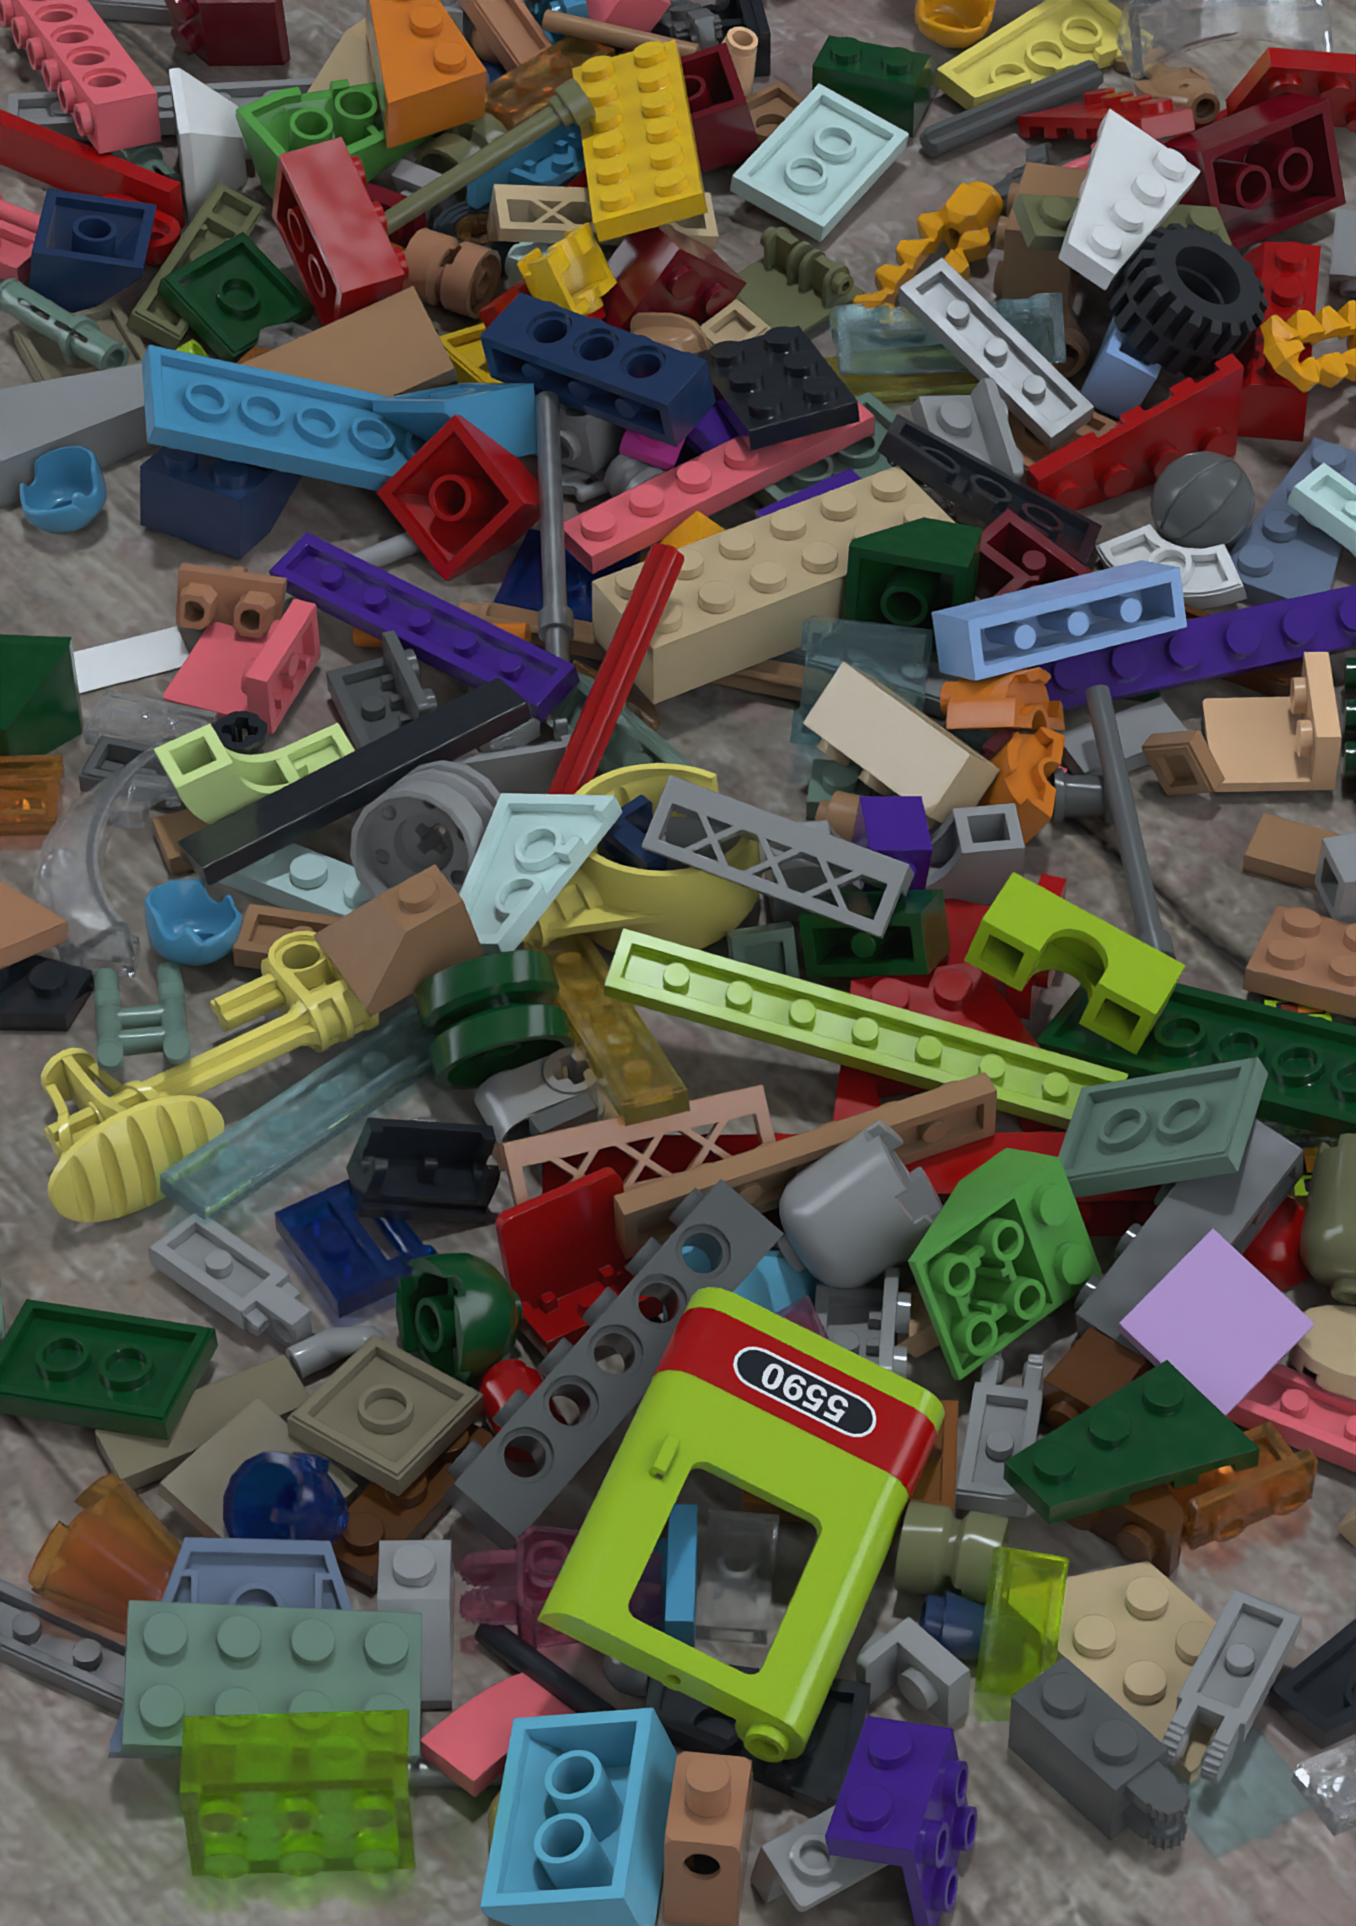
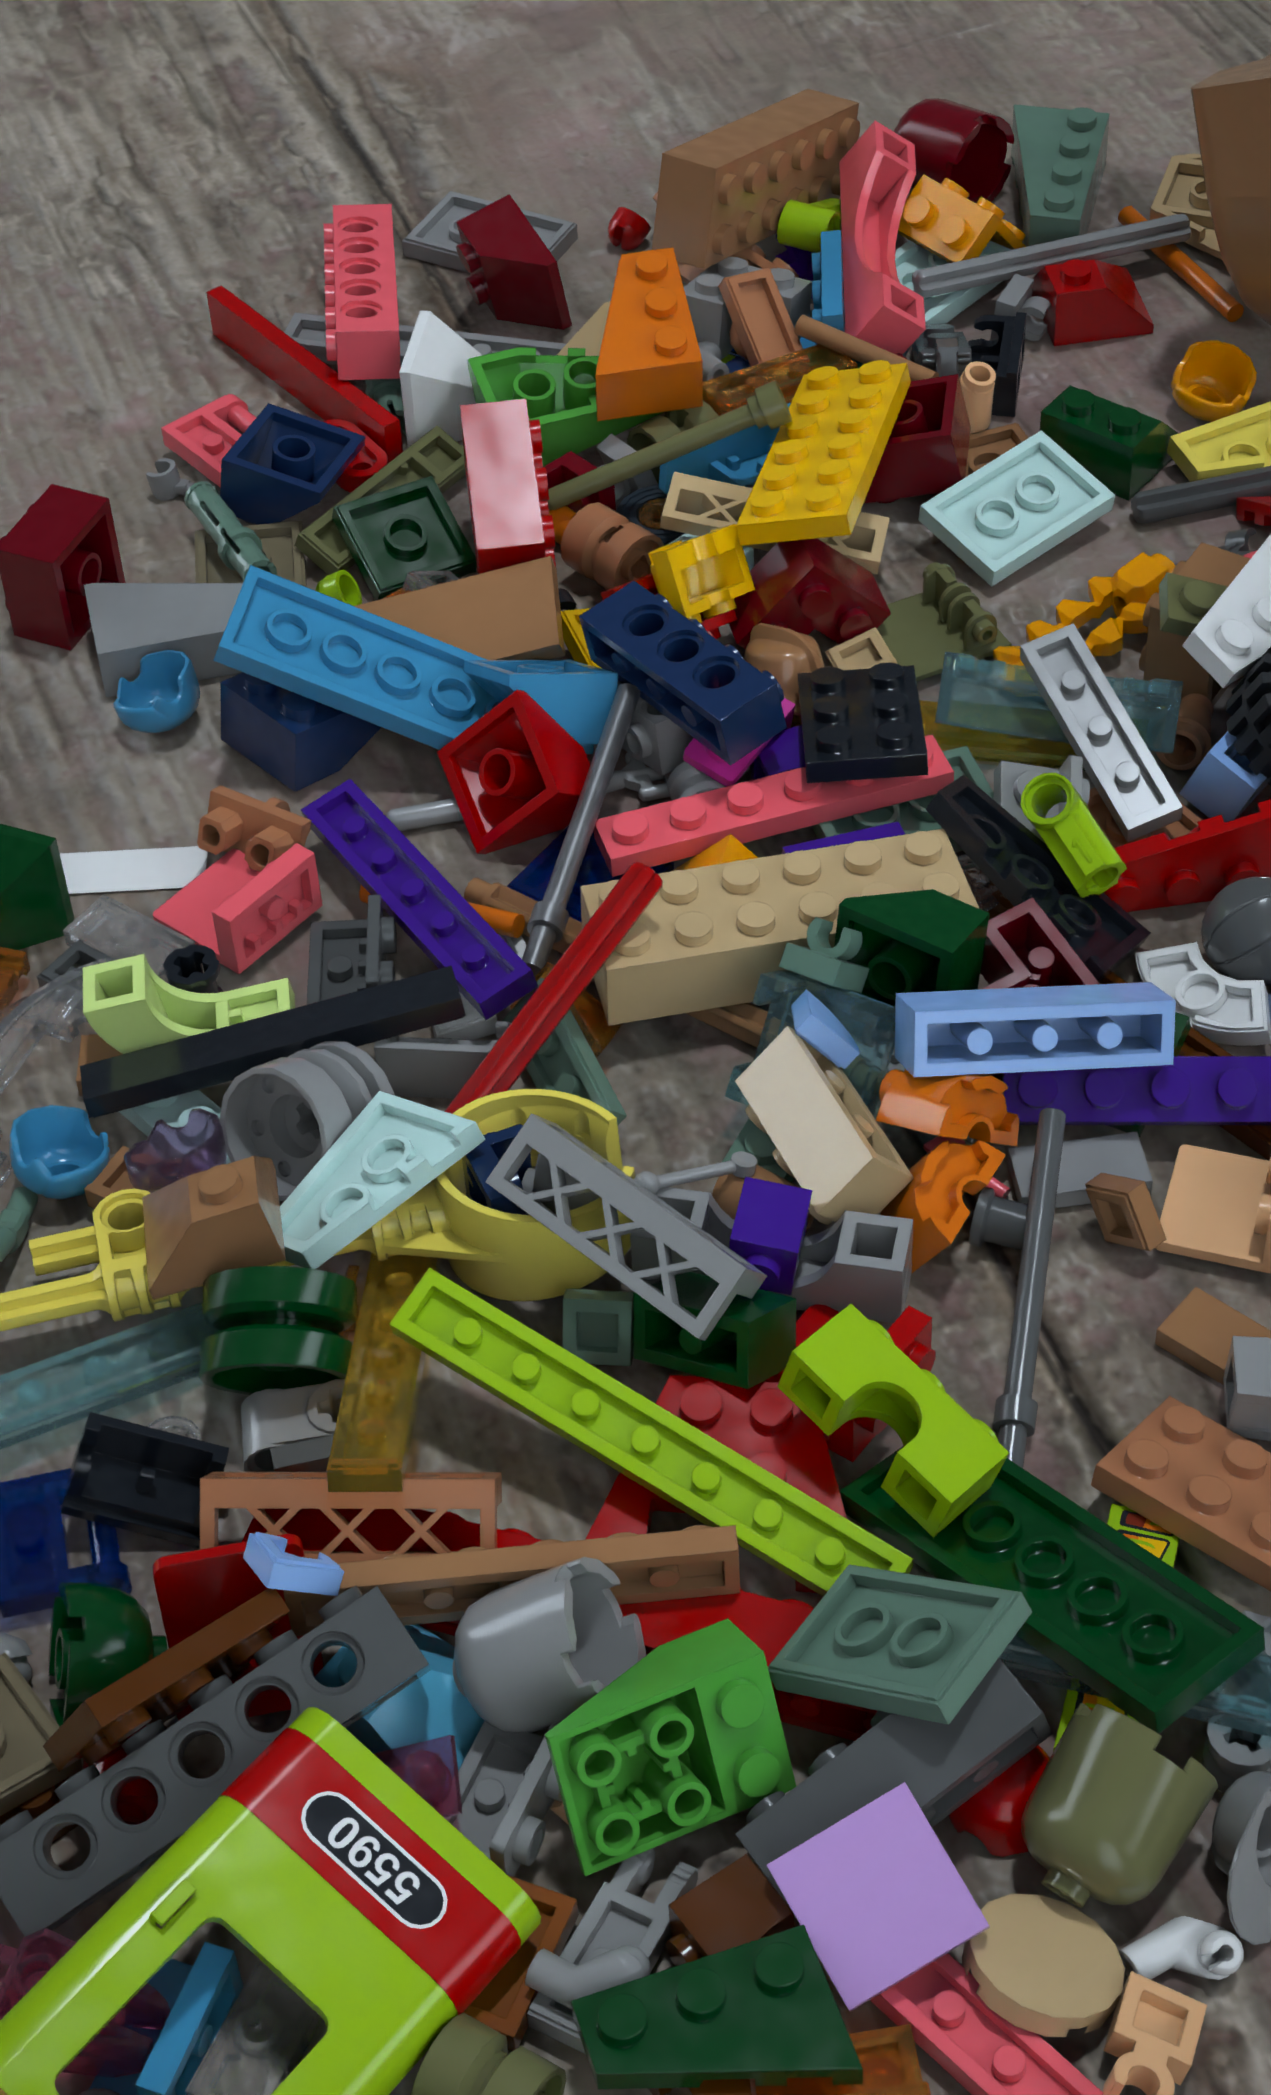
camera: 20 degrees right, 0 degrees up
(322, 894) = (176, 1152): none -> clear purple hair
(543, 1323) = (166, 1682): none -> reddish brown plate
(628, 1189) = (289, 1572): none -> light blue tile
(837, 793) = (740, 1165): none -> light grey hinge
(846, 602) = (824, 962): none -> sand green tile
(870, 661) = (823, 1030): none -> light blue tile
(988, 1458) = (566, 1981): none -> light grey arm
(1015, 450) = (1072, 834): none -> lime piece

